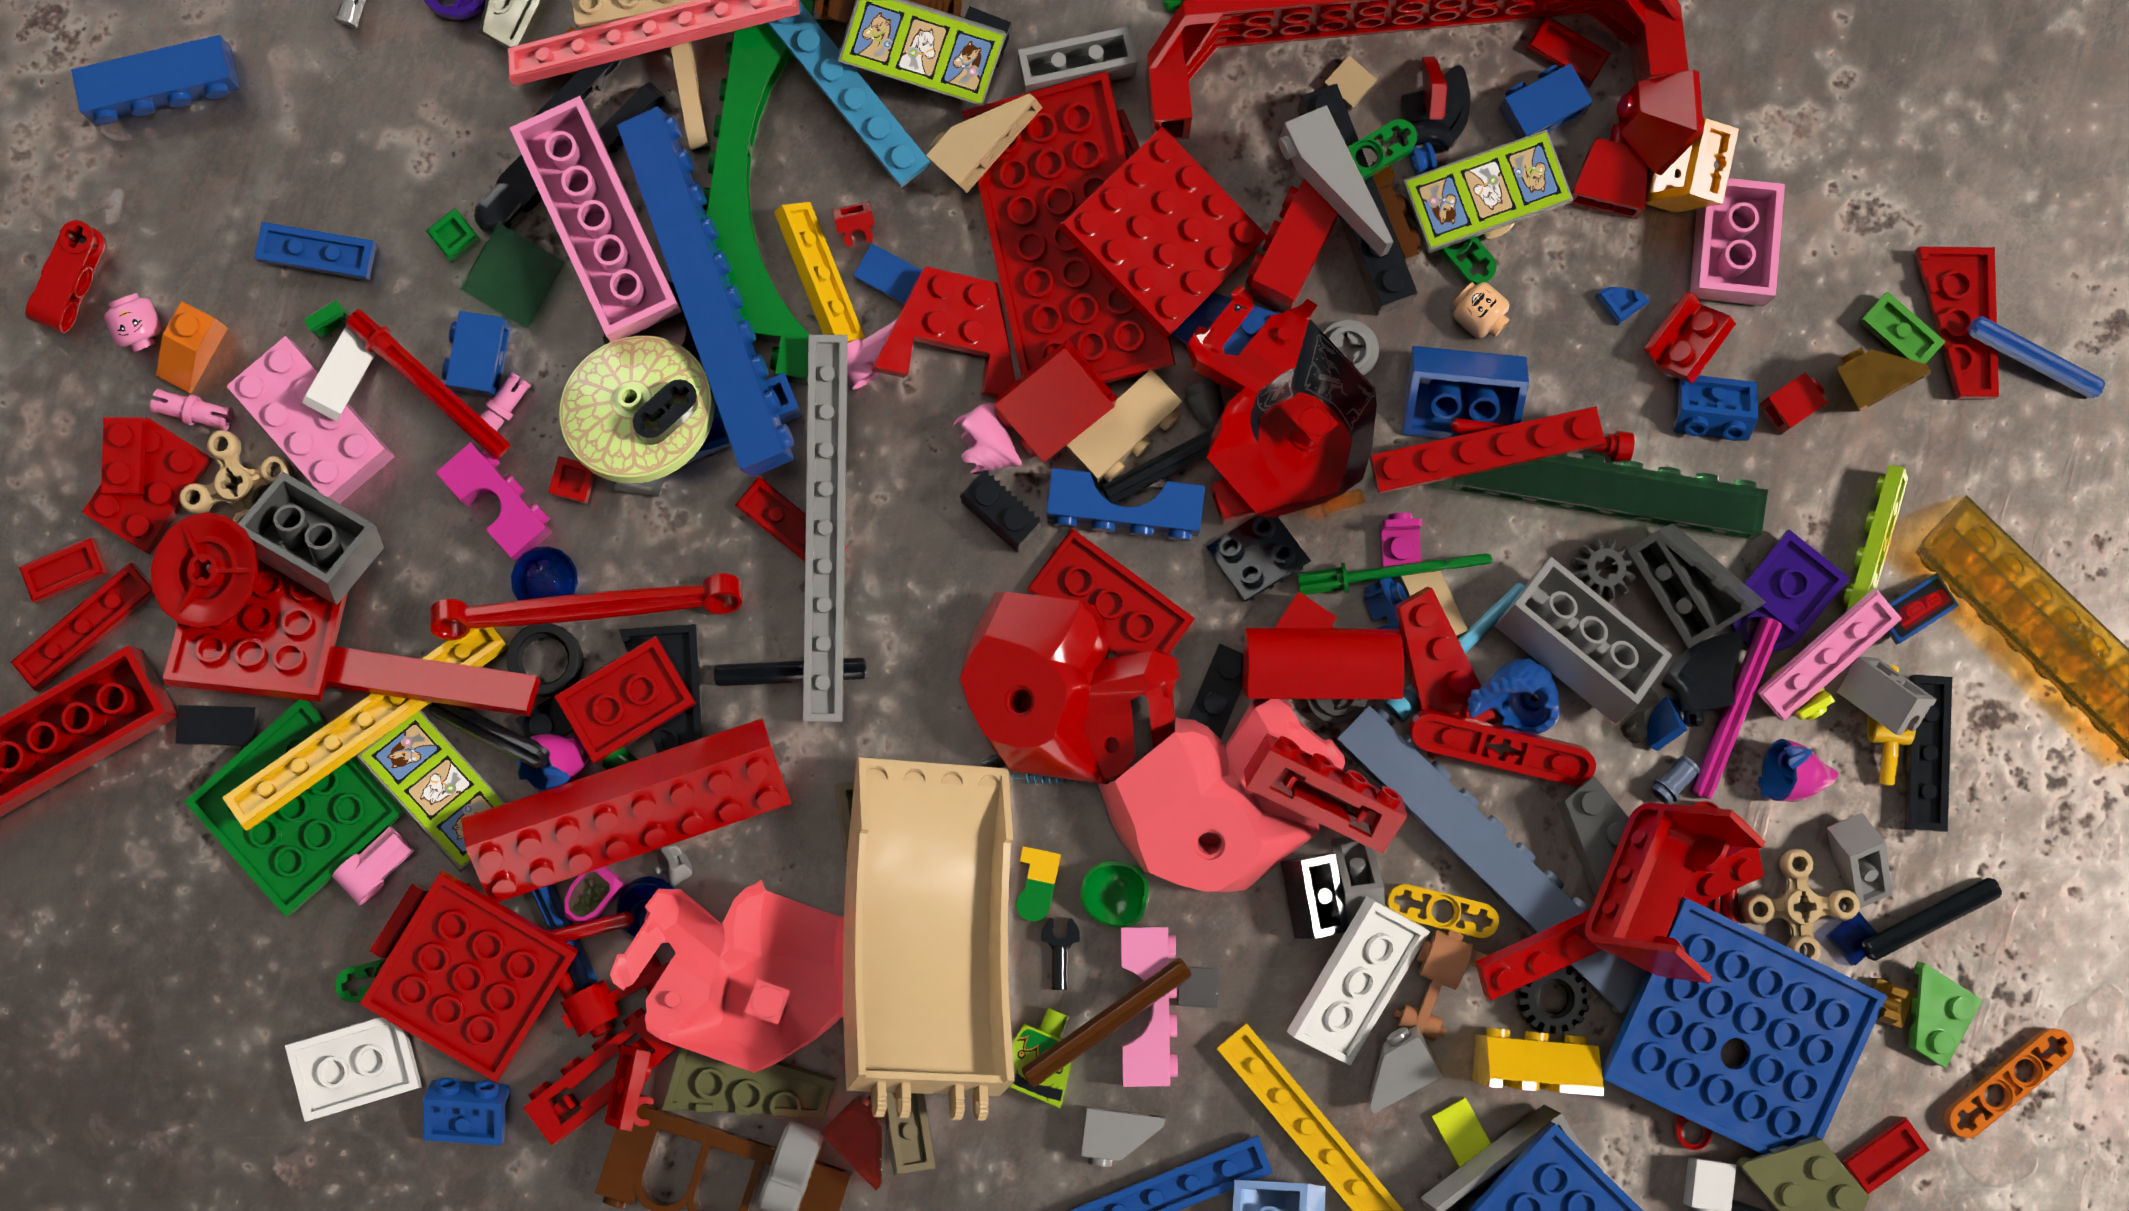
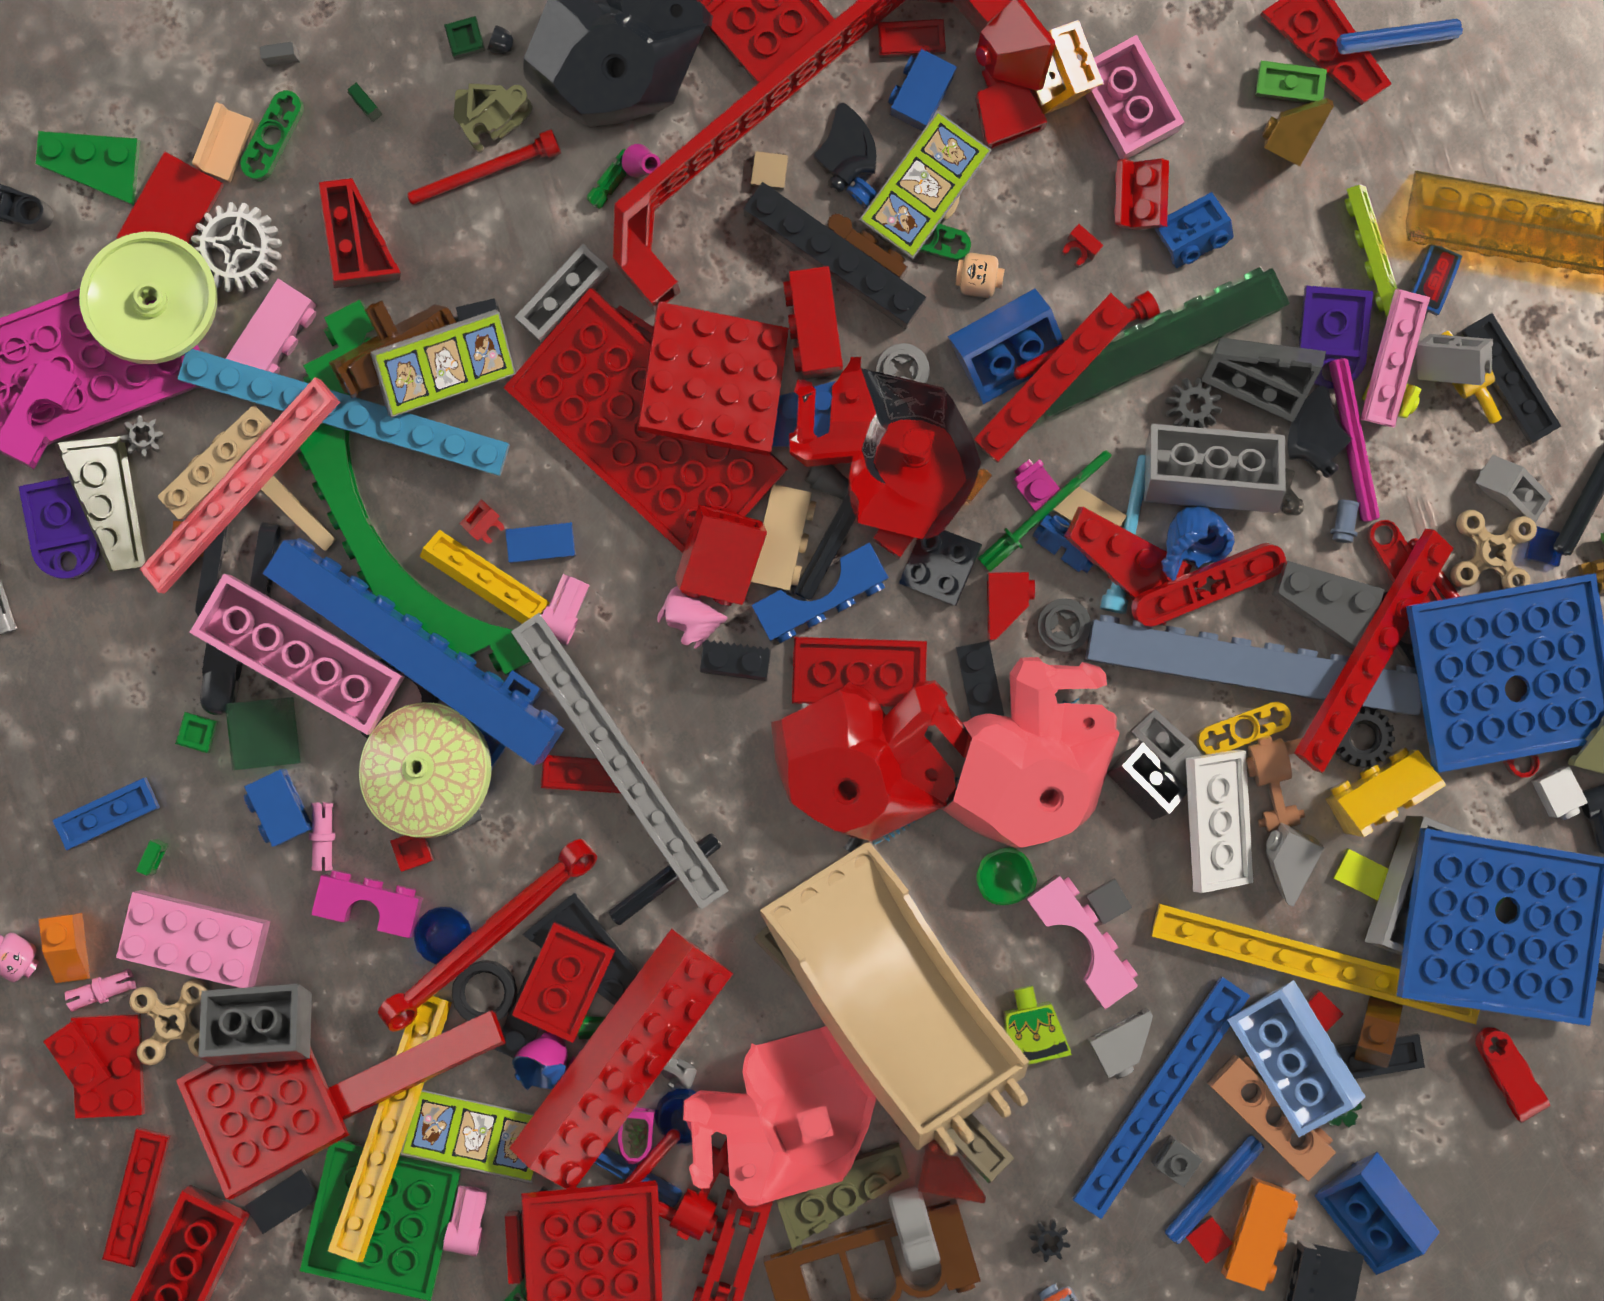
camera: 30 degrees left, 5 degrees up
(63, 570) = (91, 1168): red tile -> none
(181, 570) = (181, 1113): red piece -> none
(339, 375) = (191, 886): white tile -> none
(380, 341) = (213, 849): red axle -> none
(491, 734) = (488, 1072): black axle -> none
(630, 1075) = (760, 1253): red plate -> none
(671, 418) = (458, 761): black beam -> none
(955, 315) = (602, 541): red wing -> none
(976, 144) = (531, 409): tan slope -> none
(1036, 899) = (952, 920): leg -> none
(1060, 951) = (994, 944): black bar -> none
(1106, 1022) = (1063, 973): reddish brown axle -> none
(1323, 663) = (1042, 613): red brick -> none
(1327, 165) = (799, 251): light grey slope -> none
(1377, 810) = (1107, 705): red brick -> none
(1395, 151) = (824, 197): green beam -> none
(1434, 88) = (834, 135): red tile -> none
(1602, 346) = (1083, 242): none -> red tile
(1621, 302) = (1075, 199): blue tile -> none
(1650, 878) = (1377, 609): red windscreen -> none
(1664, 724) = (1311, 486): blue tile -> none
(1793, 773) = (1425, 459): hat -> none
(1794, 402) = (1248, 188): red brick -> none

